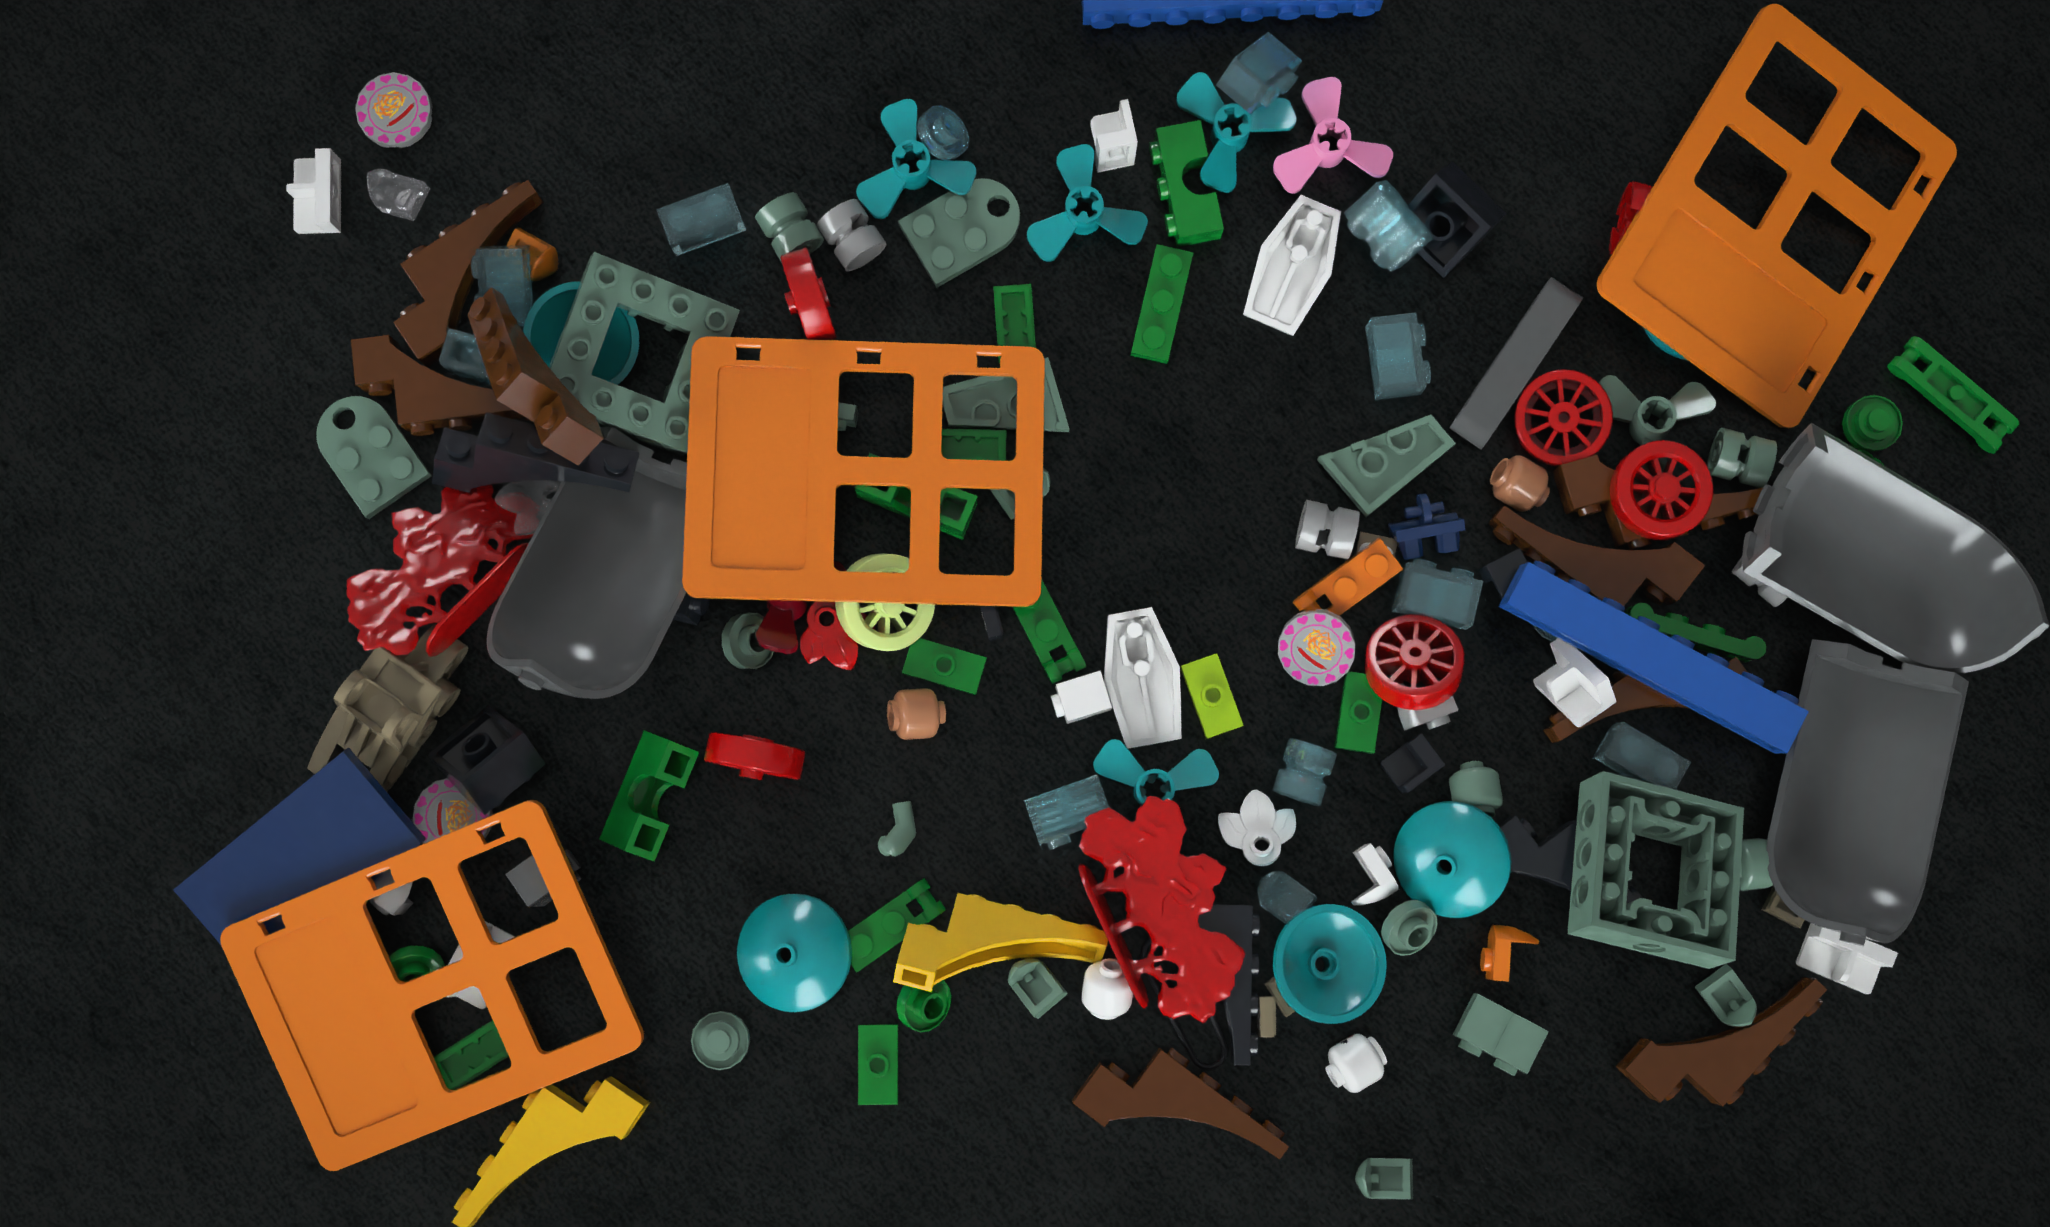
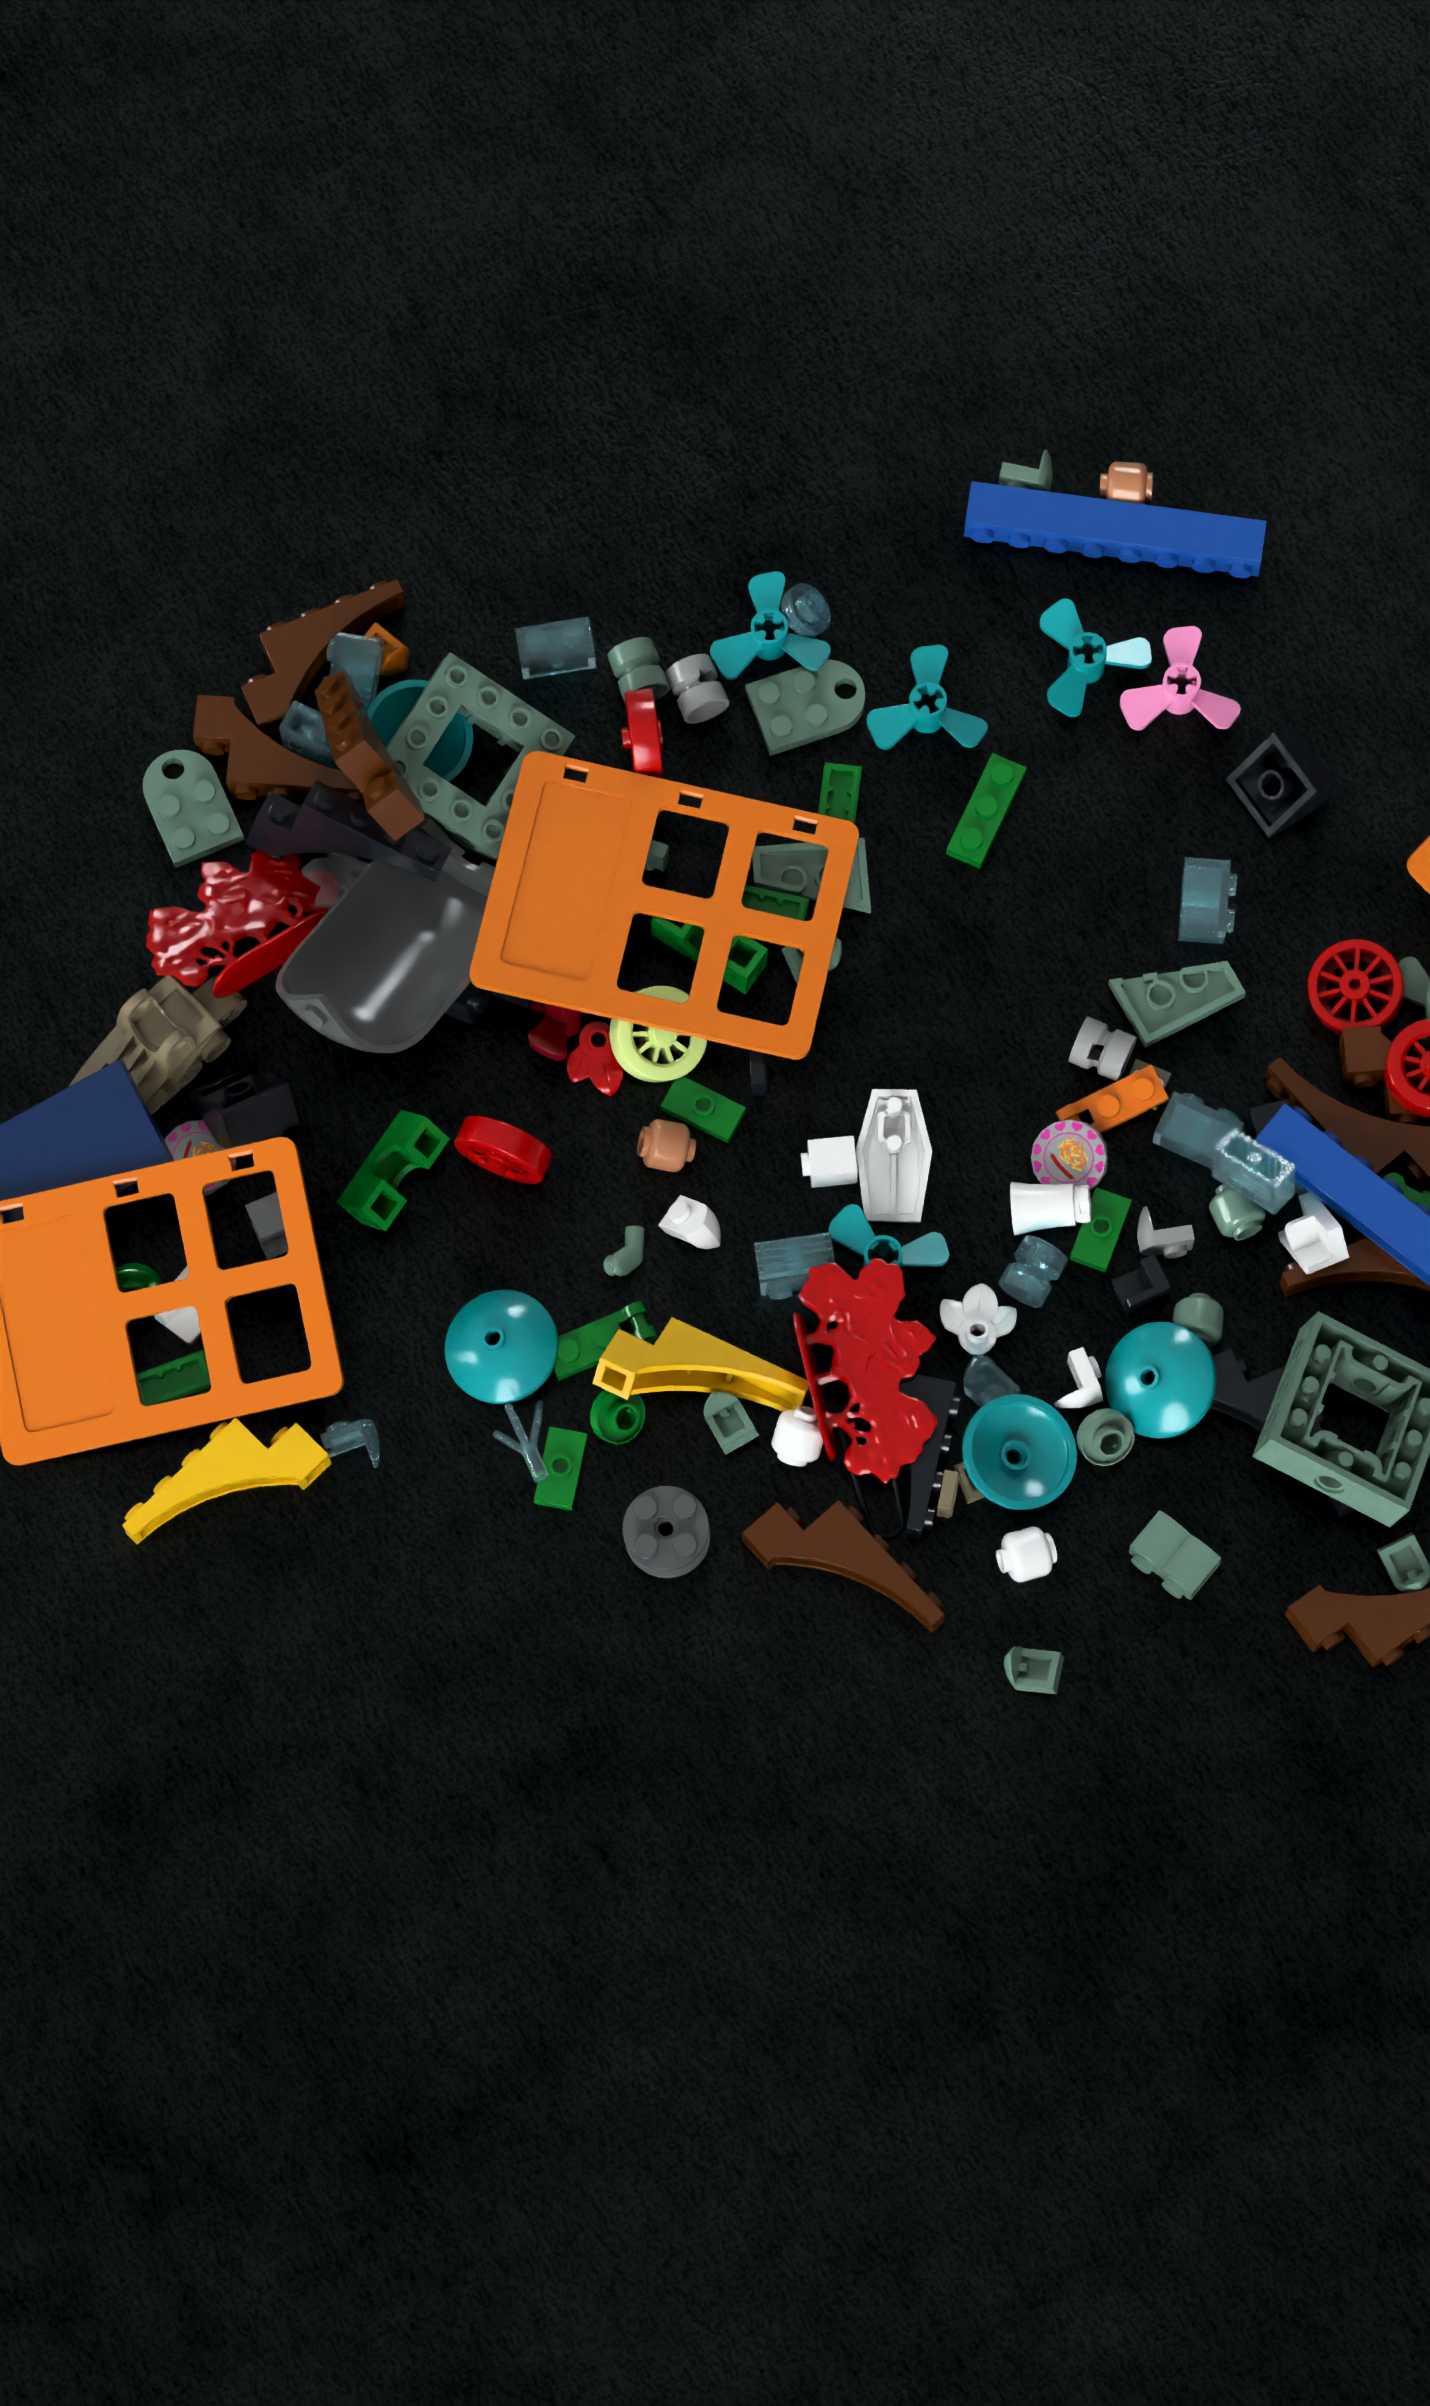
camera: 15 degrees right, 10 degrees down
(317, 193) = (190, 557): white panel -> none
(394, 110) = (280, 493): light grey tile -> none
(394, 901) = (127, 1216): light grey plate -> none
(396, 193) = (267, 570): clear plate -> none
(656, 1077) = (345, 1437): none -> clear light blue plate
(720, 1040) = (413, 1414): sand green plate -> none
(741, 644) = (513, 1048): sand green plate -> none
(834, 1051) = (527, 1448): none -> clear light blue plant
(957, 788) = (692, 1223): none -> white plate
(992, 1135) = (660, 1510): none -> dark grey wheel
(1047, 633) = (810, 1096): green plate -> none
(1114, 138) = (970, 646): white panel -> none
(1190, 216) = (1033, 732): green arch -> none
(1211, 696) = (958, 1186): lime plate -> none
(1260, 73) = (1124, 610): clear light blue brick -> none
(1293, 265) = (1122, 798): white piece -> none
(1307, 703) = (1048, 1206): none -> white plant
(1387, 226) = (1221, 776): clear light blue brick -> none
(1414, 651) = (1161, 1186): red wheel -> none
(1443, 527) = (1218, 1070): dark blue hips -> none
(1491, 669) = (1235, 1214): none -> sand green head
(1496, 957) = (1184, 1483): orange plate -> none
(1508, 635) = (1253, 1171): none -> clear light blue brick
(1516, 363) = (1321, 928): dark grey beam -> none
(1520, 483) = (1301, 1042): nougat head -> none
(1640, 757) = (1368, 1316): clear light blue brick -> none

